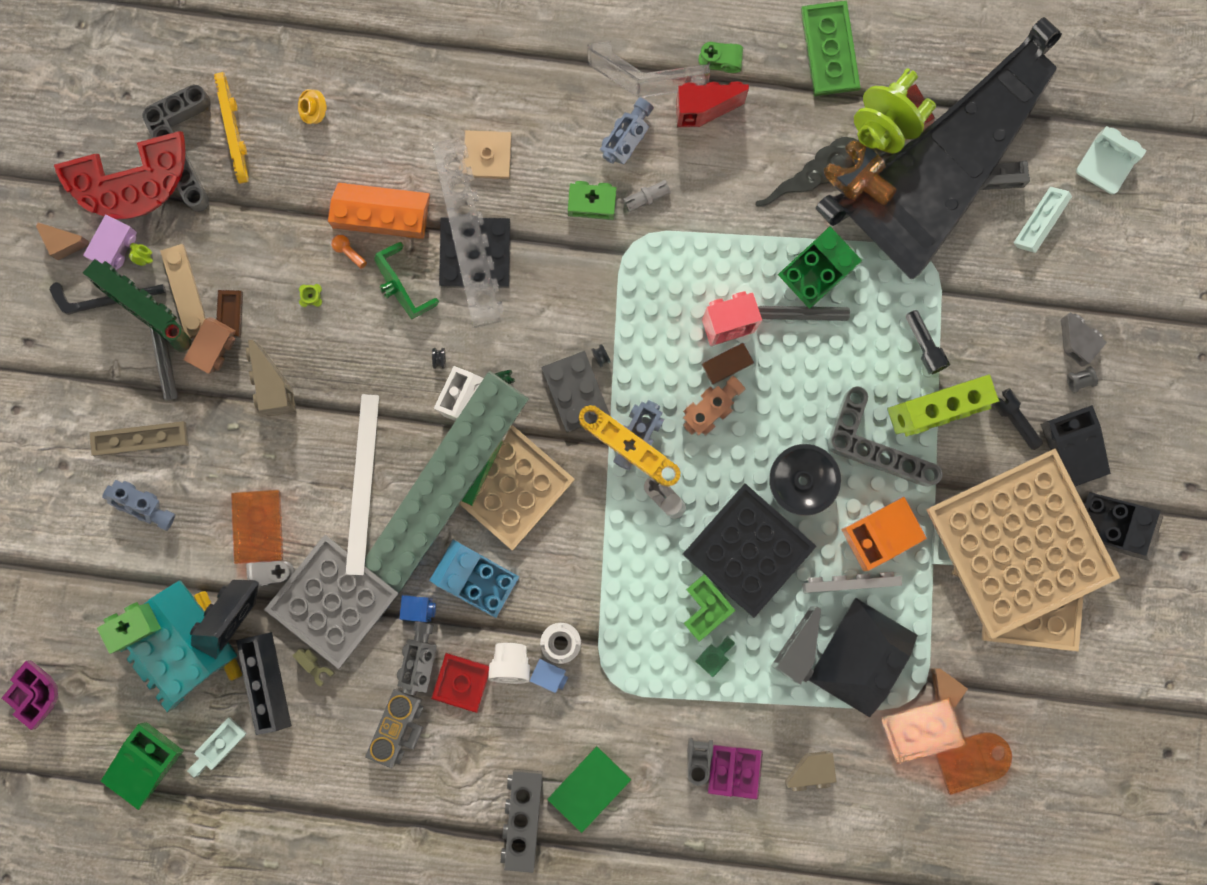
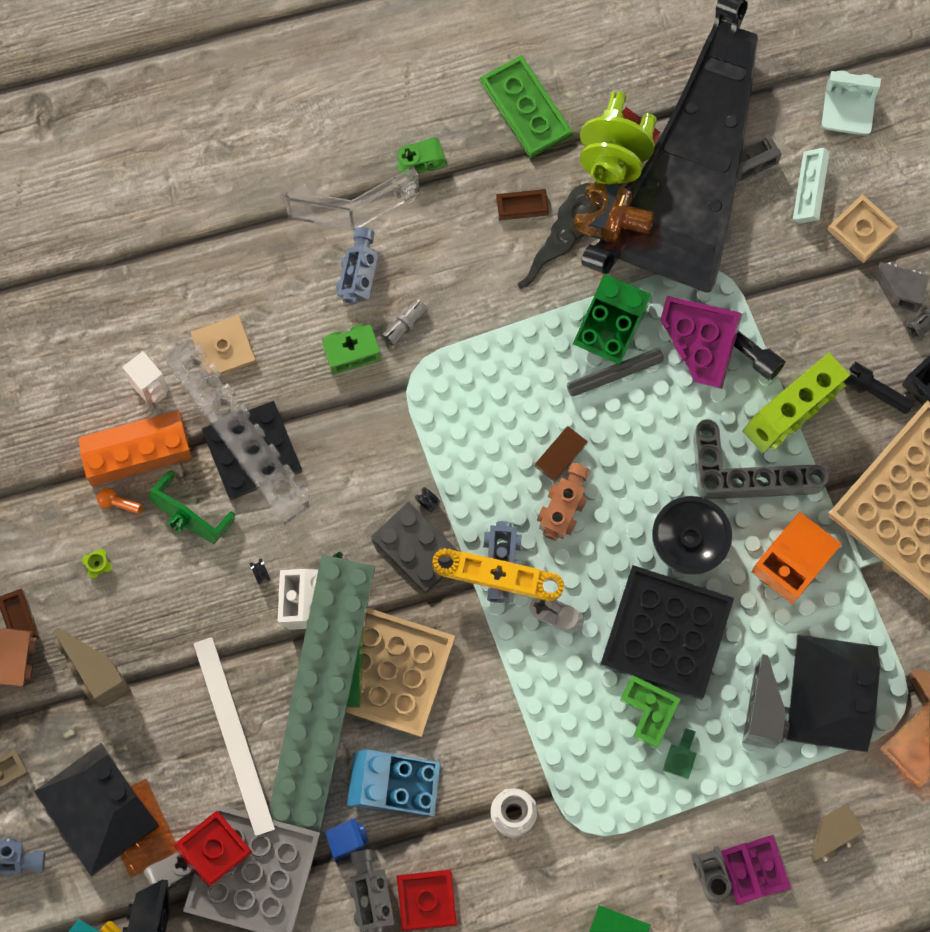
camera: 20 degrees left, 10 degrees down
(228, 498) = (96, 809): none -> black slope
(306, 571) = (212, 849): none -> red tile
(312, 106) = (20, 371): yellow plate -> none
(411, 156) = (146, 379): none -> white brick
(509, 664) = (470, 856): white piece -> none
(549, 676) = (516, 852): medium blue brick -> none
(703, 103) = (423, 208): red slope -> none
(731, 318) = (546, 403): coral brick -> none
(789, 134) = (522, 204): none -> reddish brown tile
(841, 583) = (795, 616): light grey plate -> none
(889, 314) = (702, 337): none -> magenta plate
(1070, 275) = (863, 228): none -> tan plate

